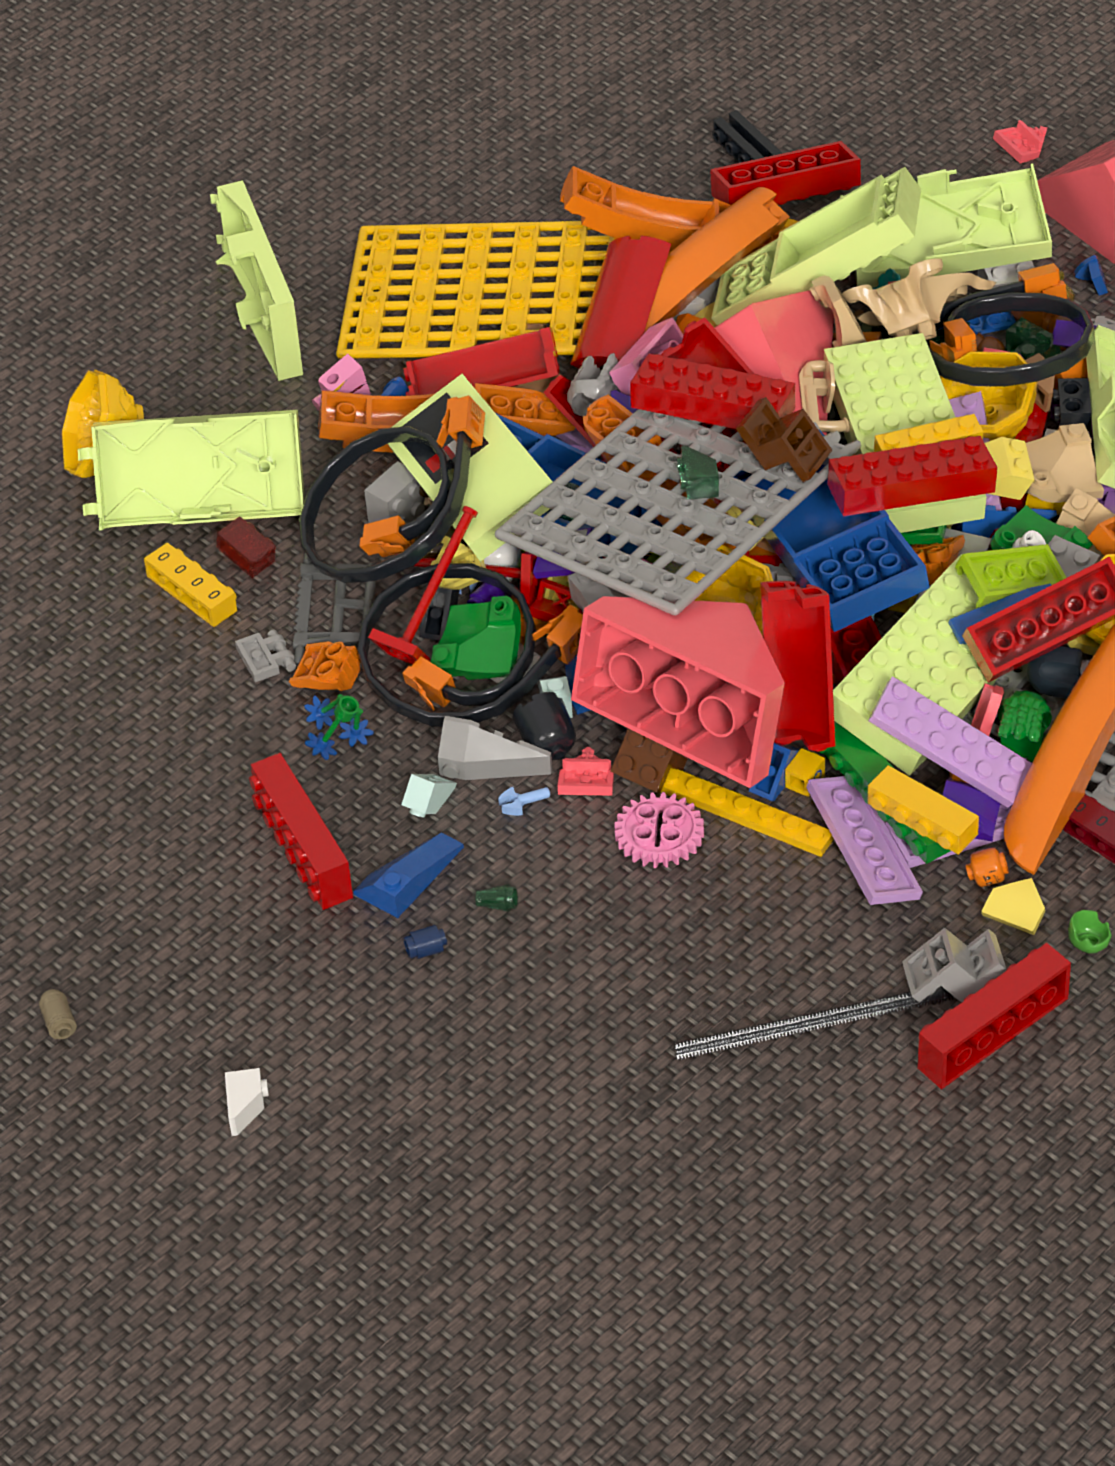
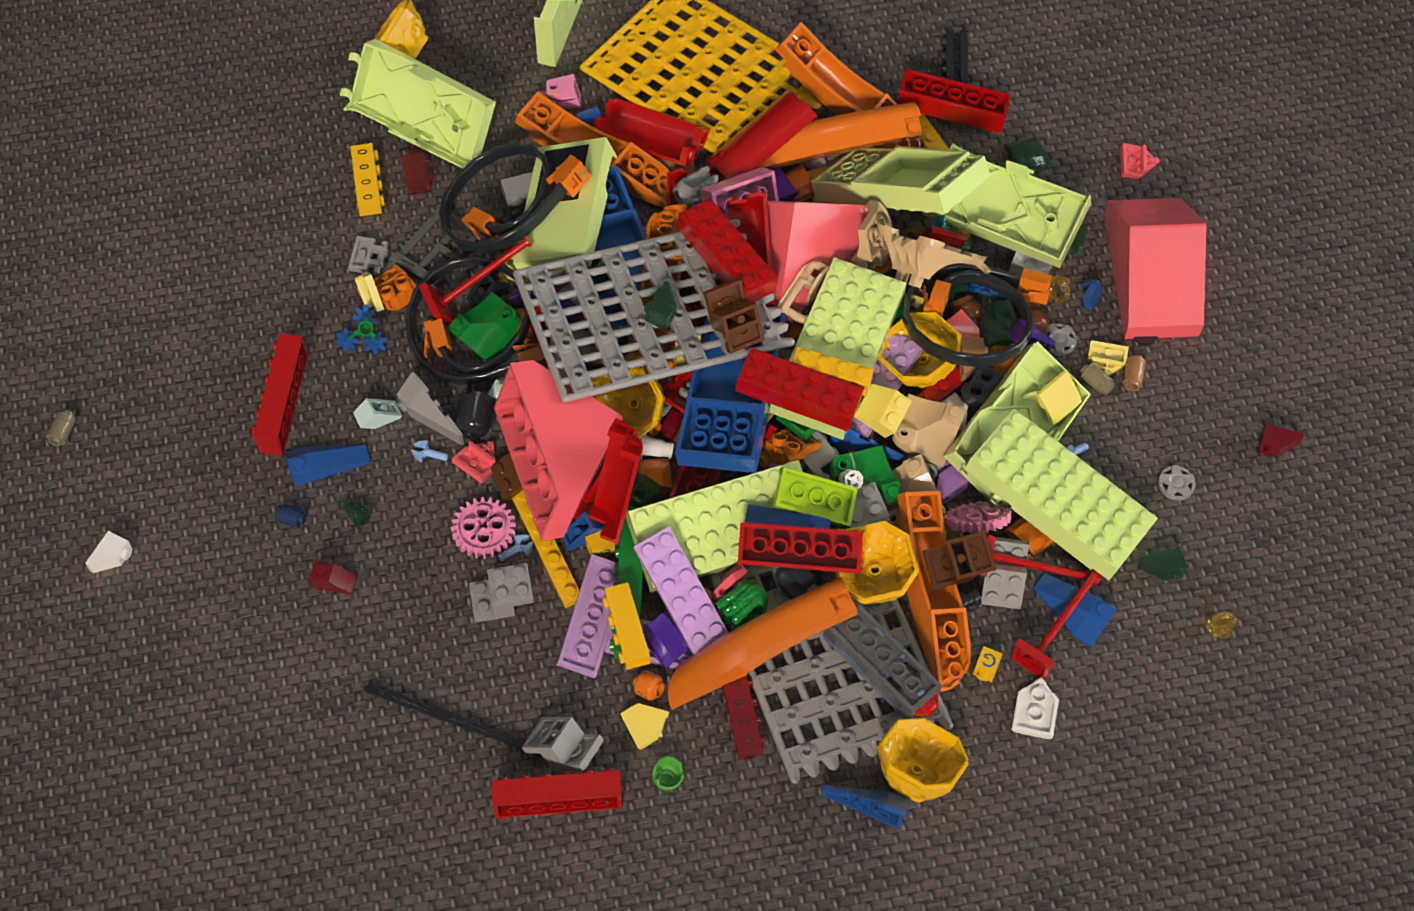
camera: 30 degrees right, 15 degrees up
(305, 680) = (368, 291): none -> light yellow slope
(532, 973) = (332, 578): none -> dark red slope
(713, 830) = (518, 547): none -> light blue bar
(742, 873) = (501, 592): none -> light grey bracket

